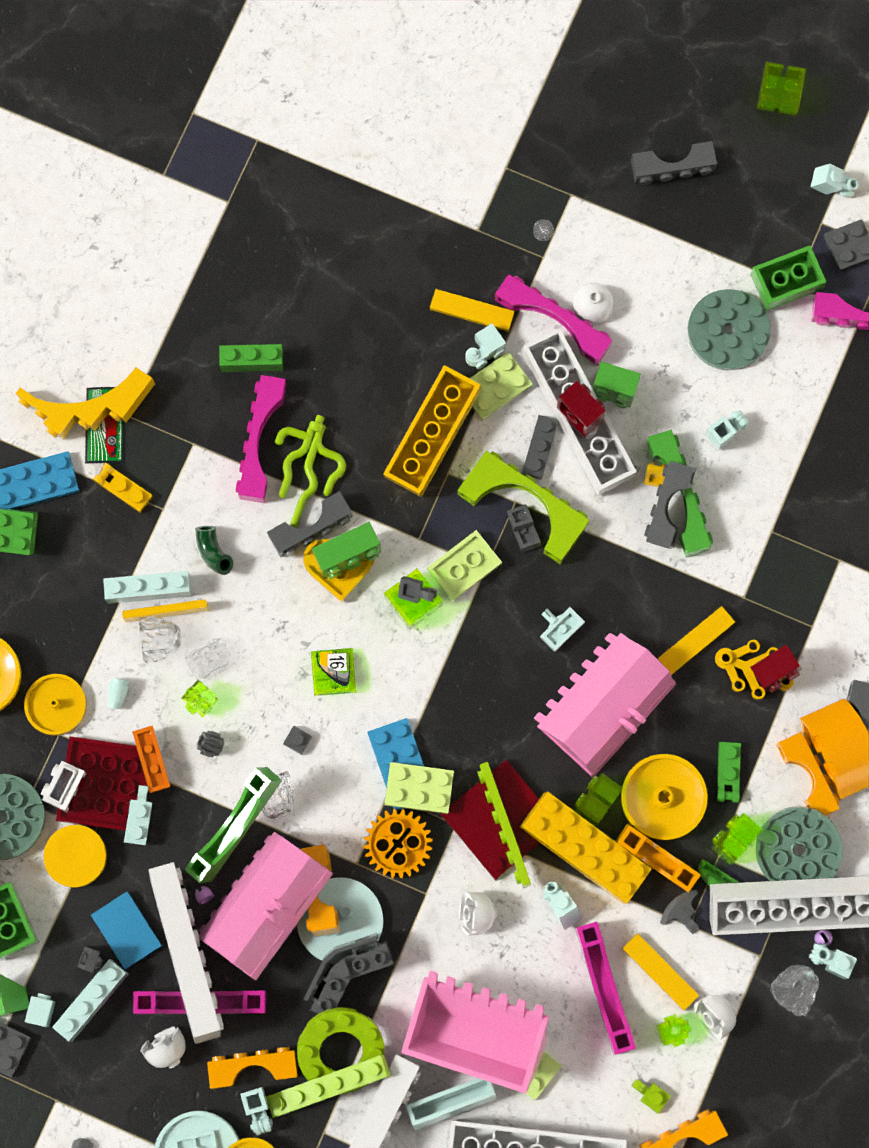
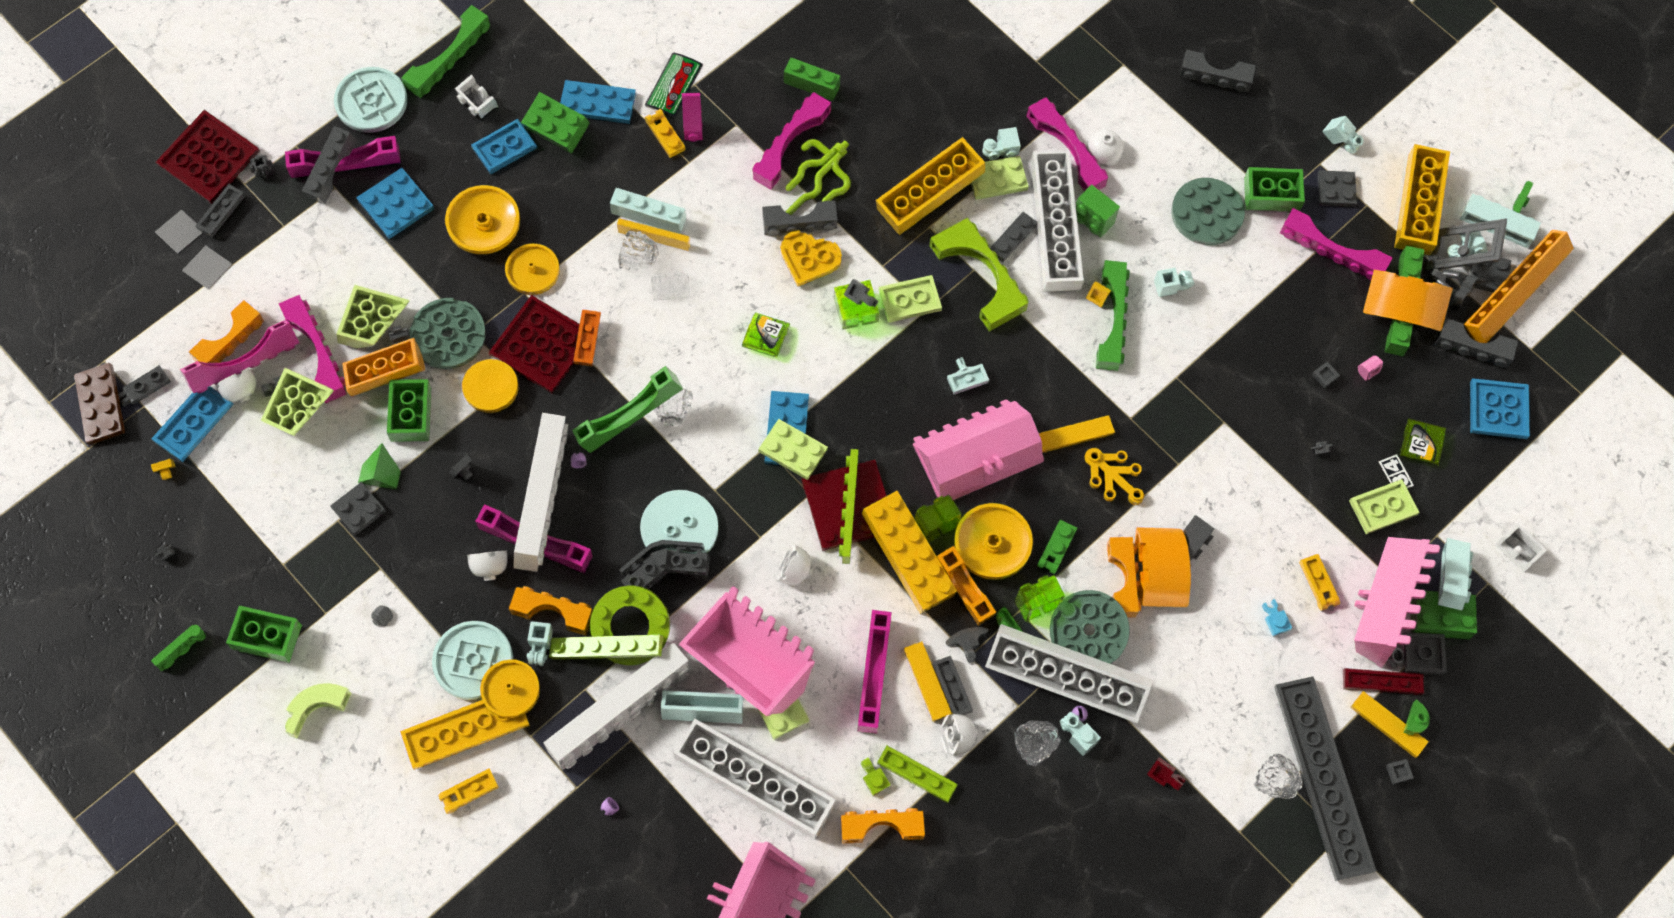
camera: 20 degrees right, 10 degrees down
(40, 1010) = (402, 491): light aqua brick -> none
(63, 785) = (506, 326): white window -> none
(90, 1000) = (446, 500): light aqua brick -> none
(117, 692) = (585, 279): light aqua cone -> none
(120, 402) = (691, 69): yellow arch -> none
(126, 930) = (502, 461): dark azure tile -> none
(138, 818) = (555, 378): light aqua plate -> none
(147, 463) = (692, 116): none -> dark pink slope
(199, 699) = (648, 309): clear neon green brick -> none
(210, 743) = (640, 346): dark grey gear -> none
(211, 552) = (711, 204): dark green cylinder -> none
(264, 905) = (624, 483): bright pink piece -> none
(297, 740) = (712, 375): dark grey plate -> none
(322, 917) = (679, 473): light orange arch -> none
(347, 551) = (819, 243): bright green brick -> none
(382, 831) = (763, 500): light orange gear -> none
(471, 310) = (1004, 115): yellow tile -> none
(523, 528) = (971, 291): dark grey slope -> none
(543, 230) = (1089, 80): clear tile -> none
(561, 905) = (868, 590): light aqua brick -> none
(581, 408) = (1058, 210): dark red brick -> none
(662, 529) = (1114, 298): dark grey arch -> none
(665, 1030) = (910, 729): clear neon green brick -> none
(687, 967) = (952, 686): none -> dark grey plate
(691, 1072) = (917, 774): none -> lime tile
(776, 669) = (1133, 476): dark red brick -> none
(781, 91) = (1325, 53): clear neon green piece -> none

